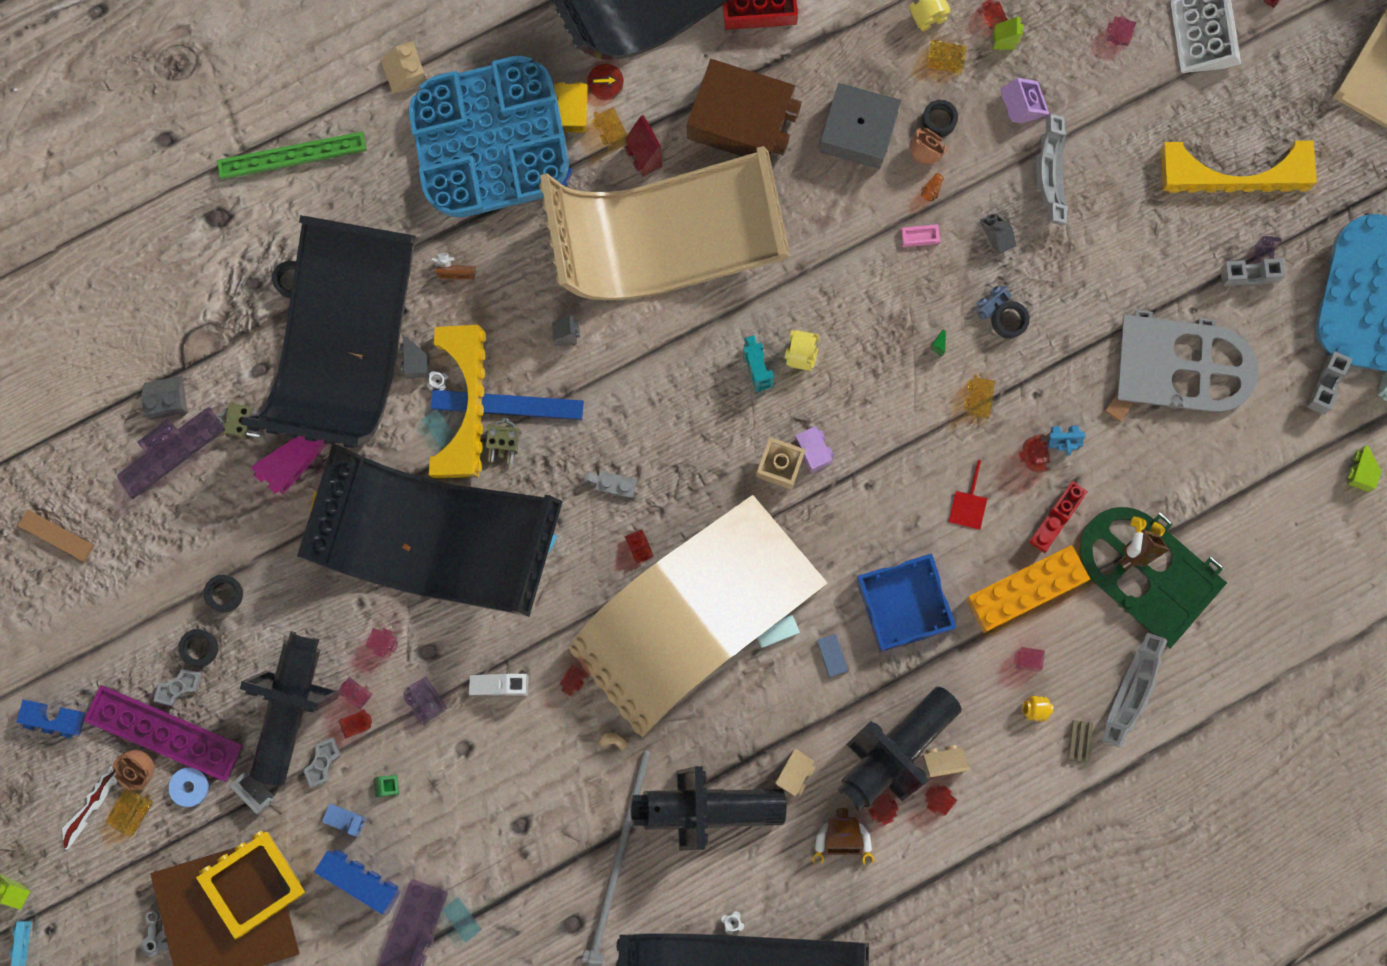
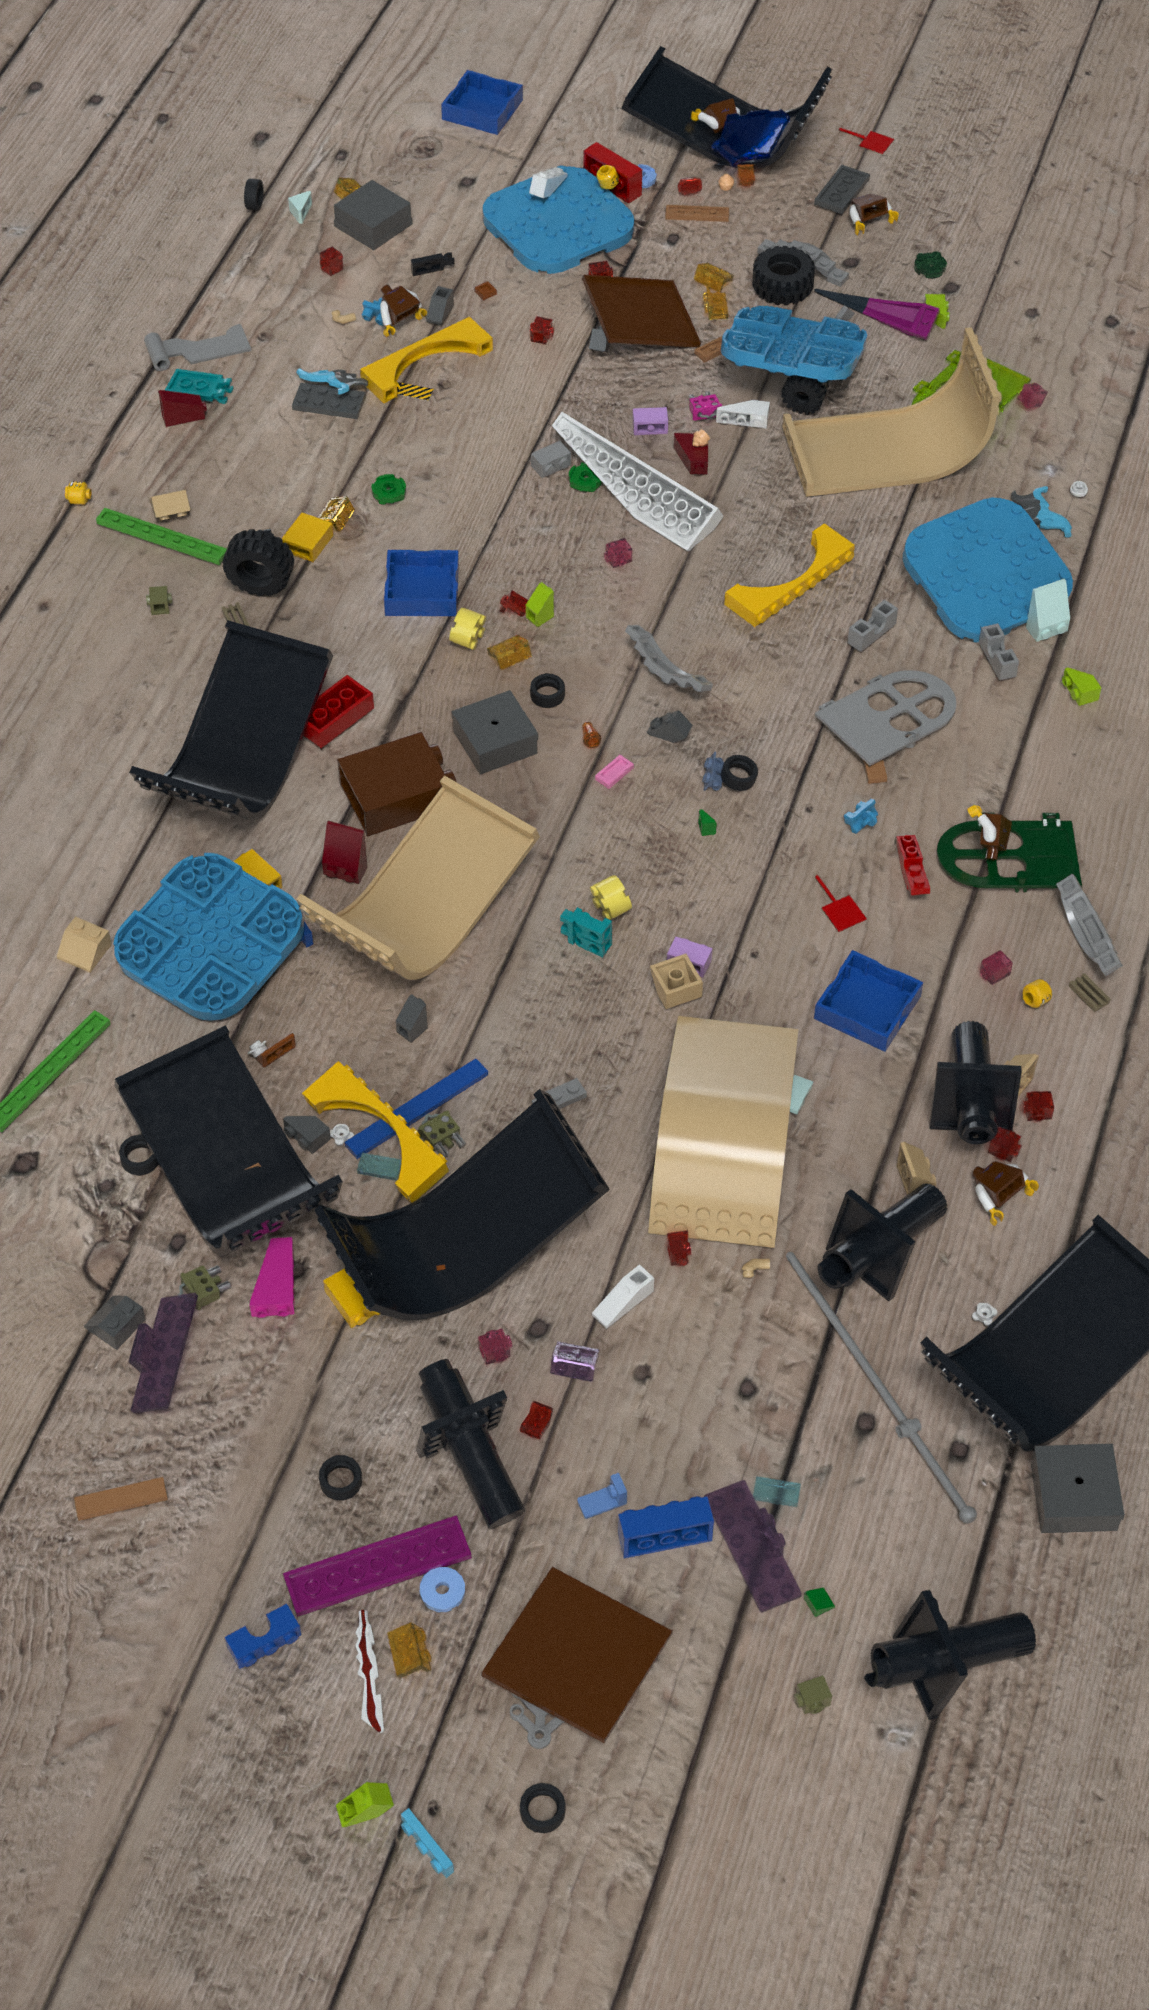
camera: 45 degrees left, 25 degrees down
(134, 769) = (383, 1607): nougat cylinder -> none
(185, 682) = (349, 1532): light grey tile -> none
(210, 585) = (327, 1434): black tyre -> none
(253, 793) = (503, 1546): light grey hinge -> none
(281, 863) = (570, 1639): yellow piece -> none
(318, 770) = (541, 1485): light grey tile -> none
(354, 693) = (517, 1396): clear pink brick -> none
(386, 786) = (608, 1449): green slope -> none
(605, 81) = (263, 841): clear red tile -> none
(610, 127) = (299, 869): clear yellow bracket -> none
(639, 546) = (628, 1119): clear red bracket -> none
(832, 655) = (854, 1078): sand blue tile -> none
(927, 147) = (559, 712): nougat cylinder -> none
(980, 397) = (771, 837): clear yellow bracket -> none
(1024, 100) = (596, 639): lavender slope -> none
(1027, 589) = (943, 926): light orange brick -> none
(1035, 454) = (853, 837): clear red cylinder -> none
(1268, 245) = (862, 605): clear purple bracket -> none

